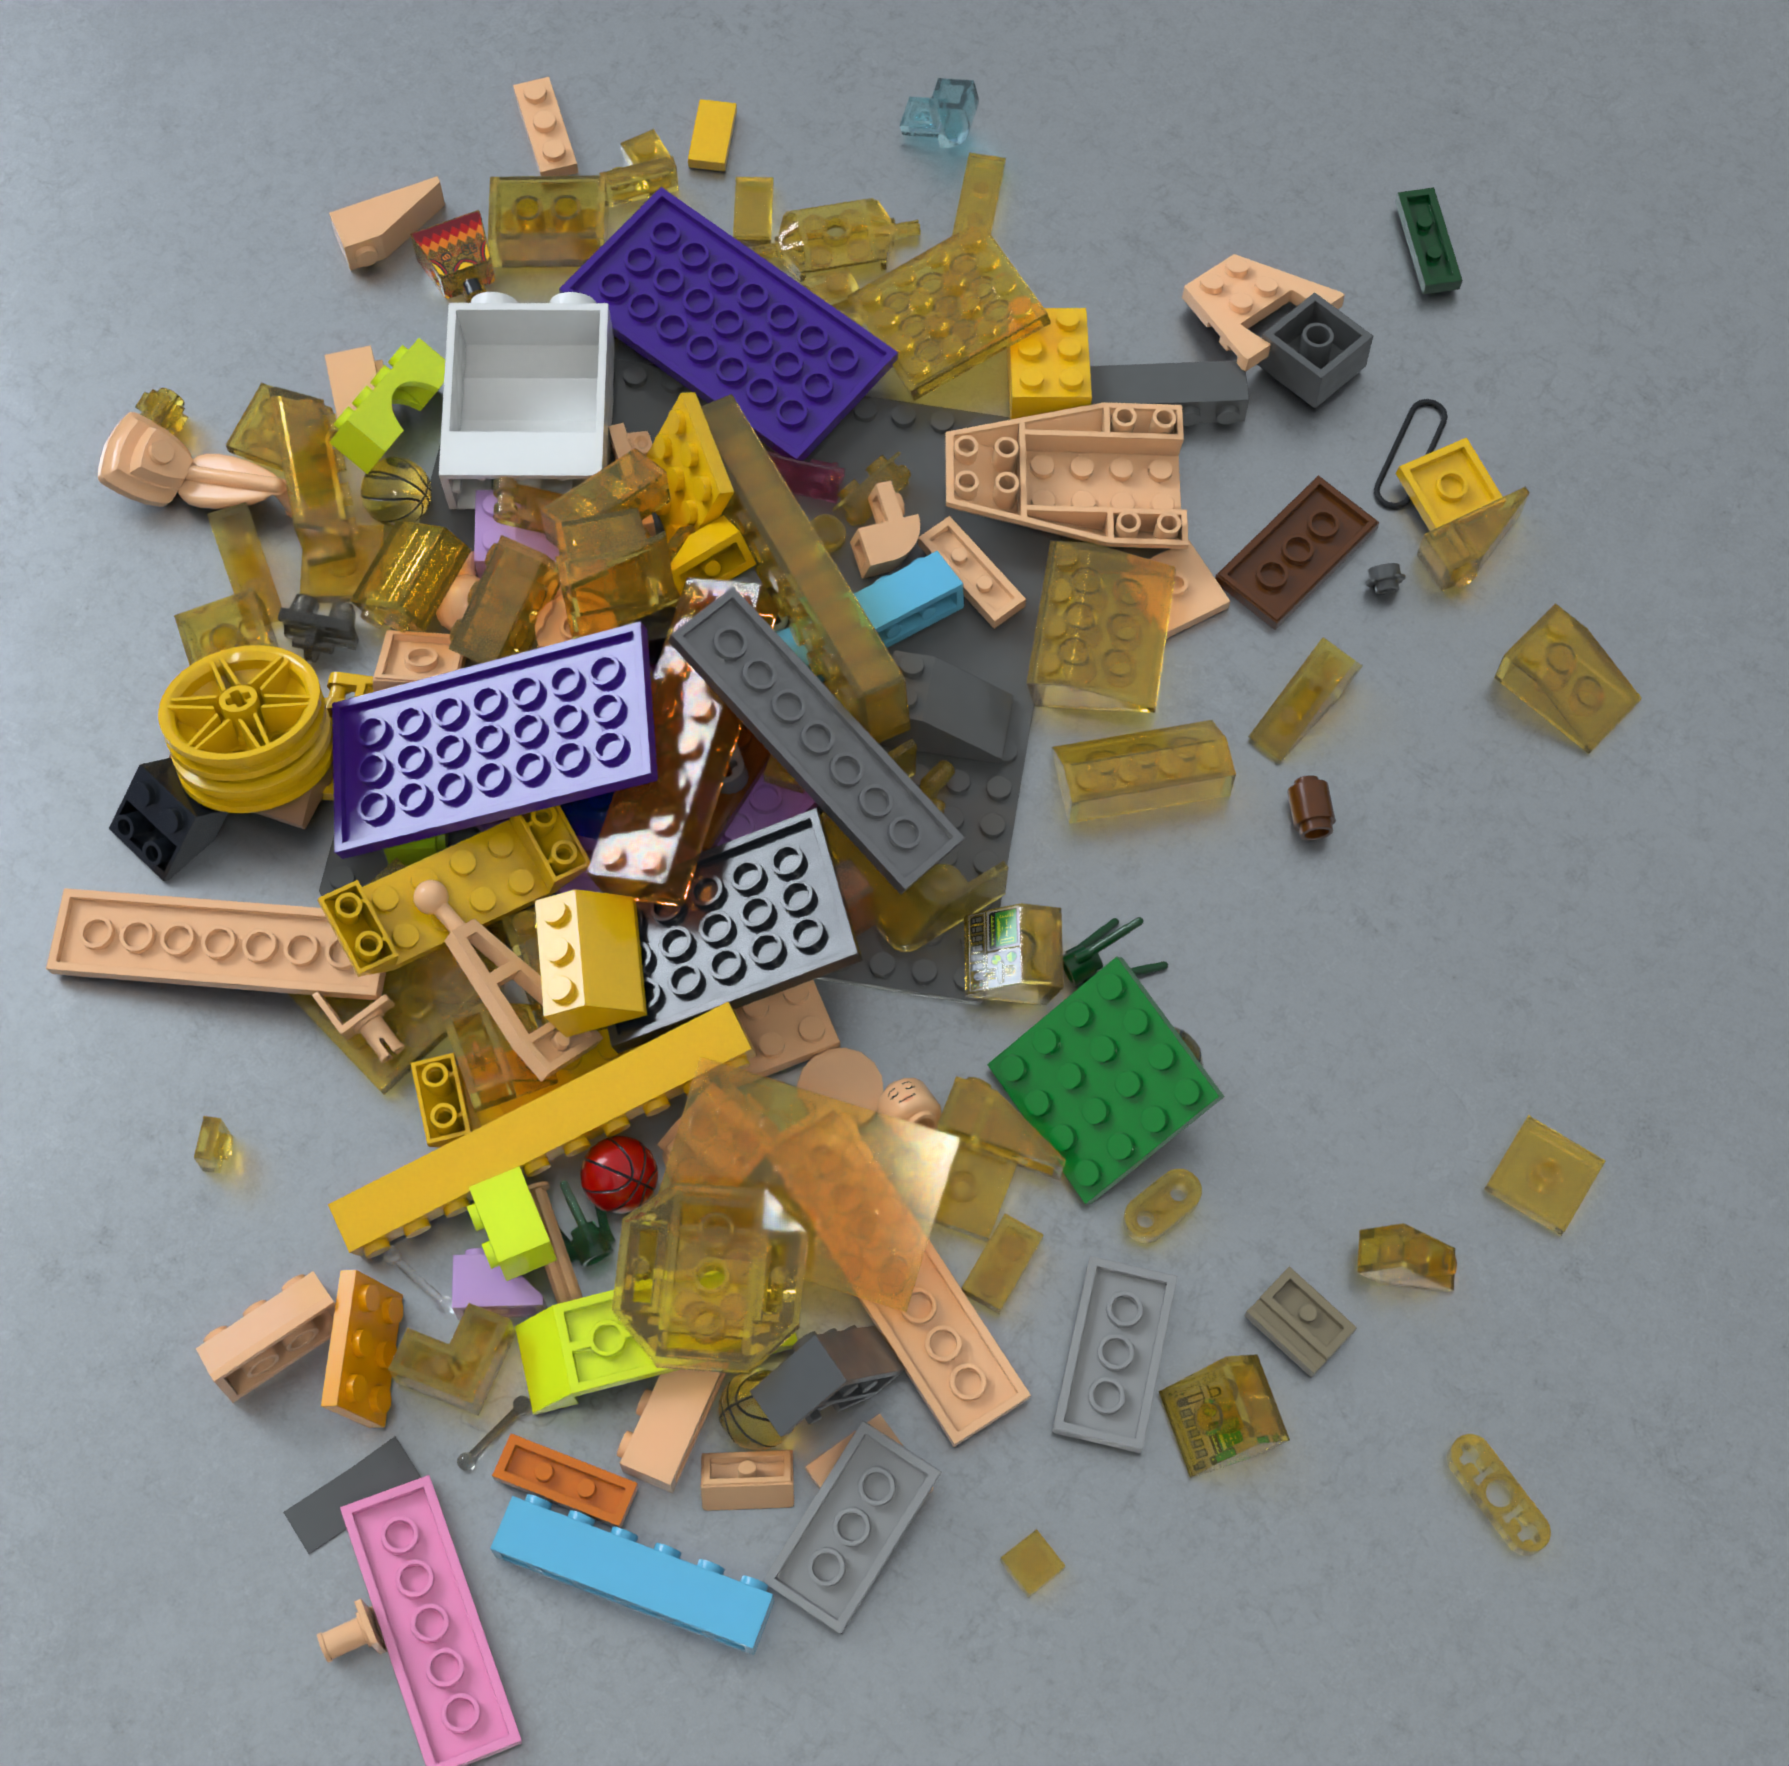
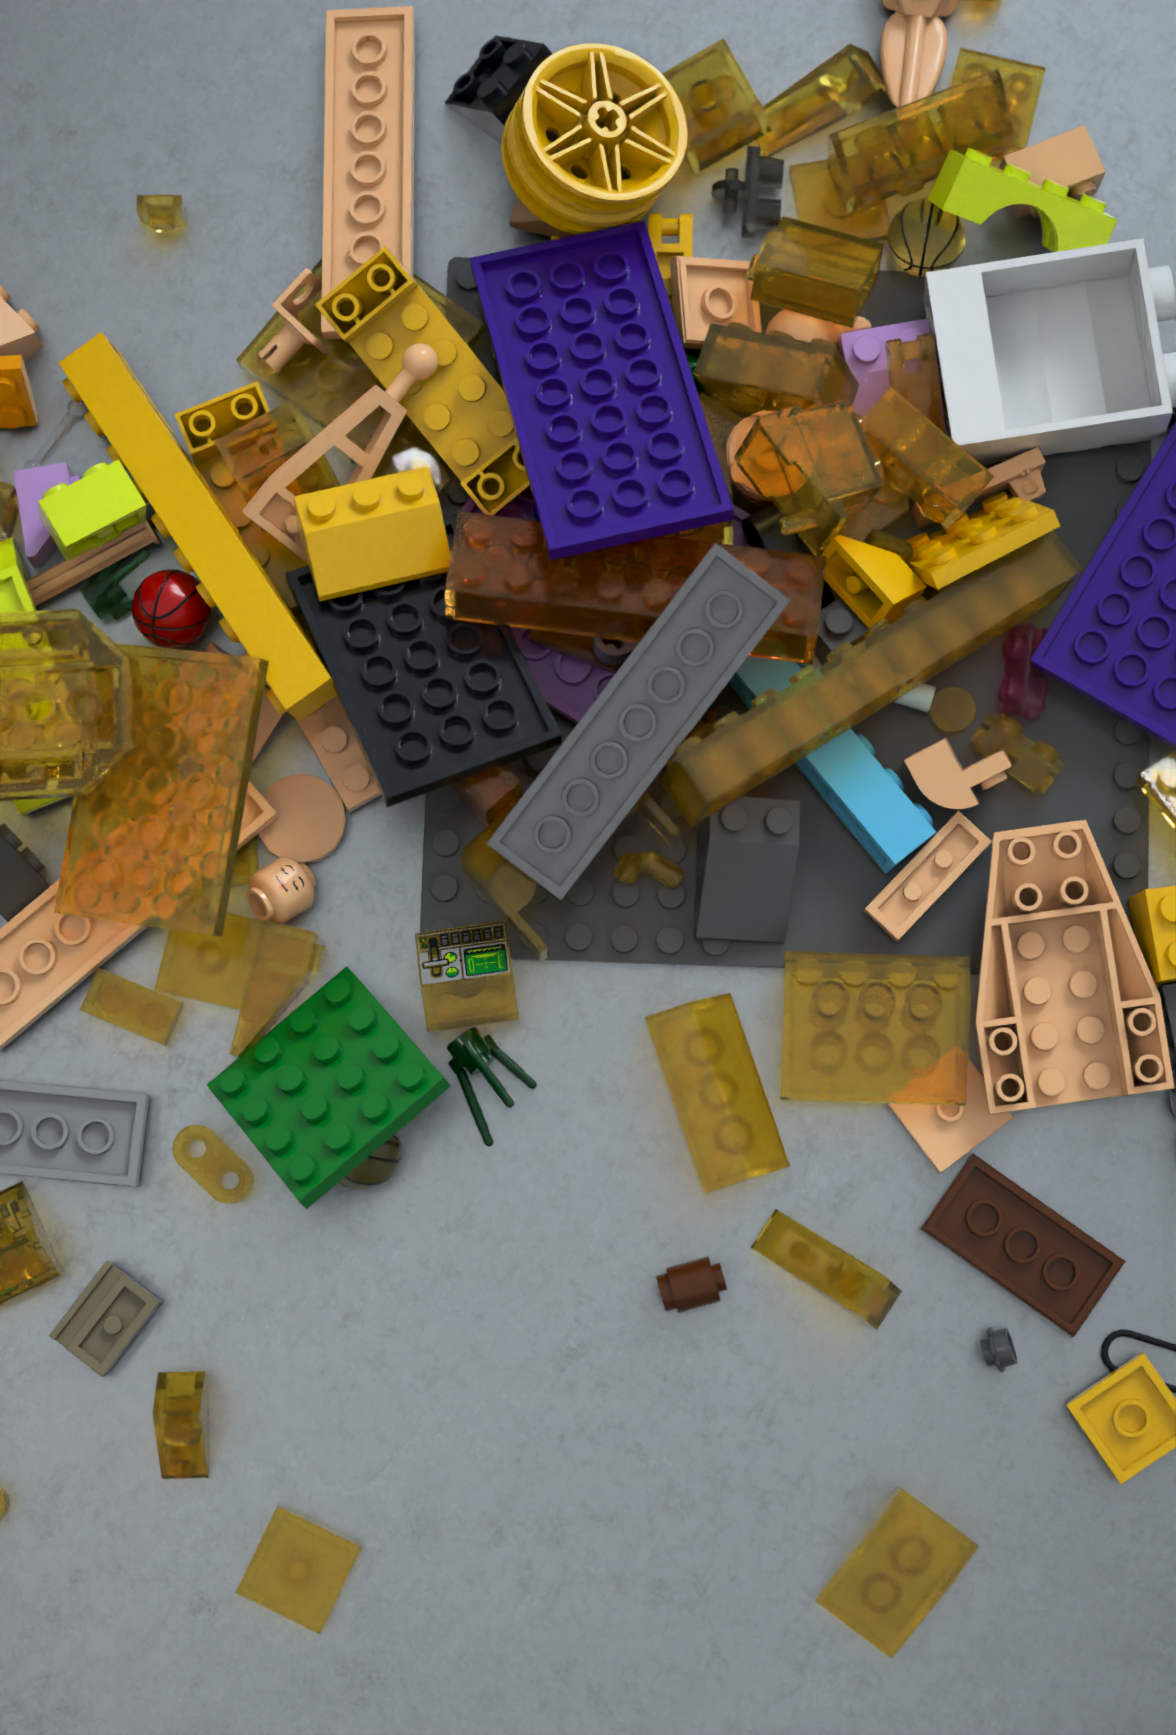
camera: 85 degrees right, 15 degrees up
(1462, 546) = (1054, 1439): clear yellow slope -> none

